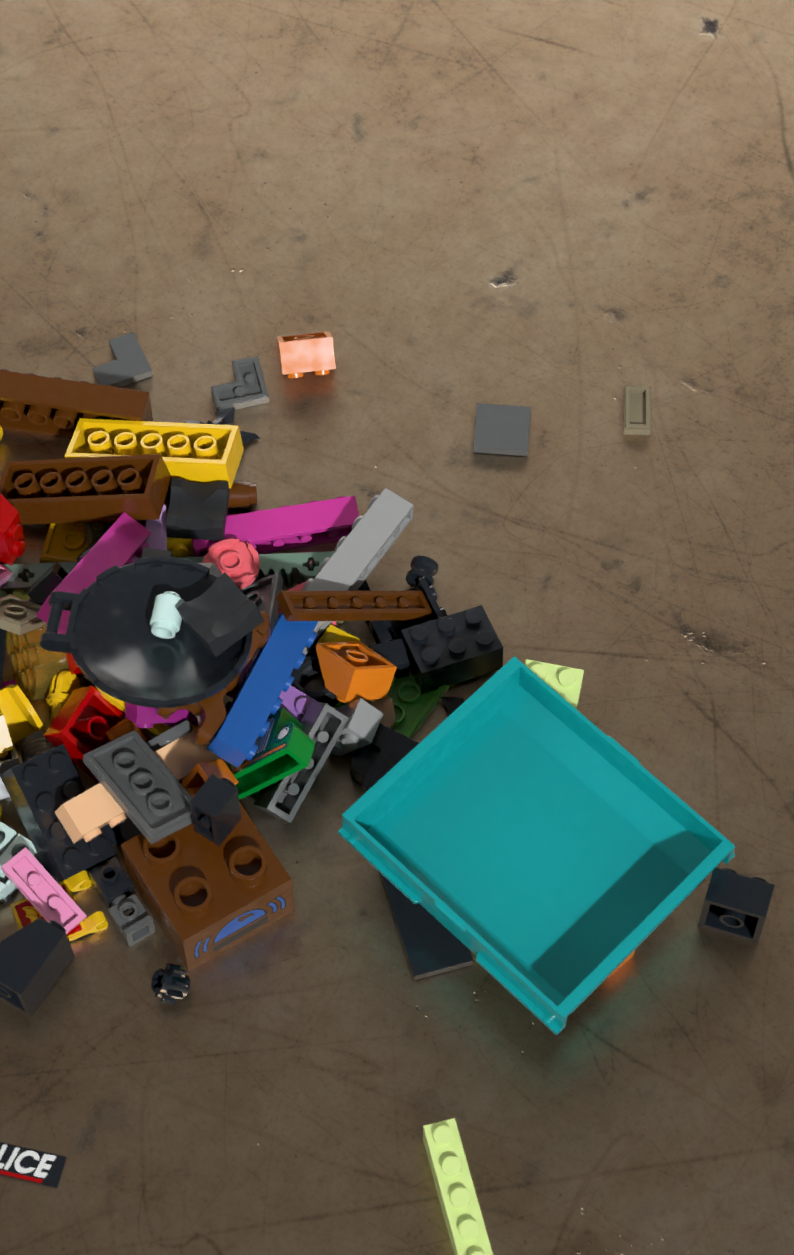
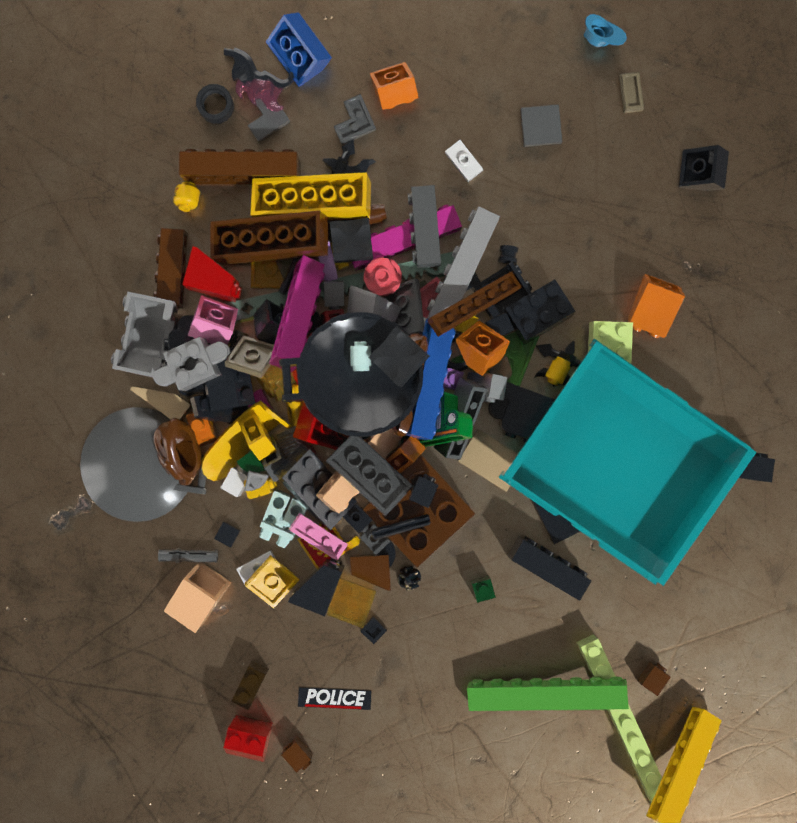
camera: 10 degrees left, 30 degrees up
(53, 322) = (203, 95): none -> black tyre
(69, 1008) = (351, 602): none -> clear yellow plate
(94, 1059) = (373, 630): none -> black tile
(115, 964) = (372, 569): none -> reddish brown slope
(116, 322) = (256, 83): none -> piece
(146, 948) = (389, 549): none -> black tile
(171, 869) = (401, 526): none -> black axle
(185, 293) = (298, 48): none -> blue slope
(284, 1020) = (483, 589): none -> dark green brick
(306, 510) = (425, 226): none -> dark grey brick
(320, 839) = (488, 458): none -> tan tile
(353, 1189) = (548, 694): none -> bright green brick
(383, 454) = (463, 161): none -> white plate
(396, 998) = (551, 569): none -> black brick
(540, 1210) = (654, 678): none -> reddish brown brick
(603, 333) = (601, 32): none -> dark azure piece
(626, 669) = (655, 306): none -> orange slope
(727, 510) = (704, 168): none -> black slope

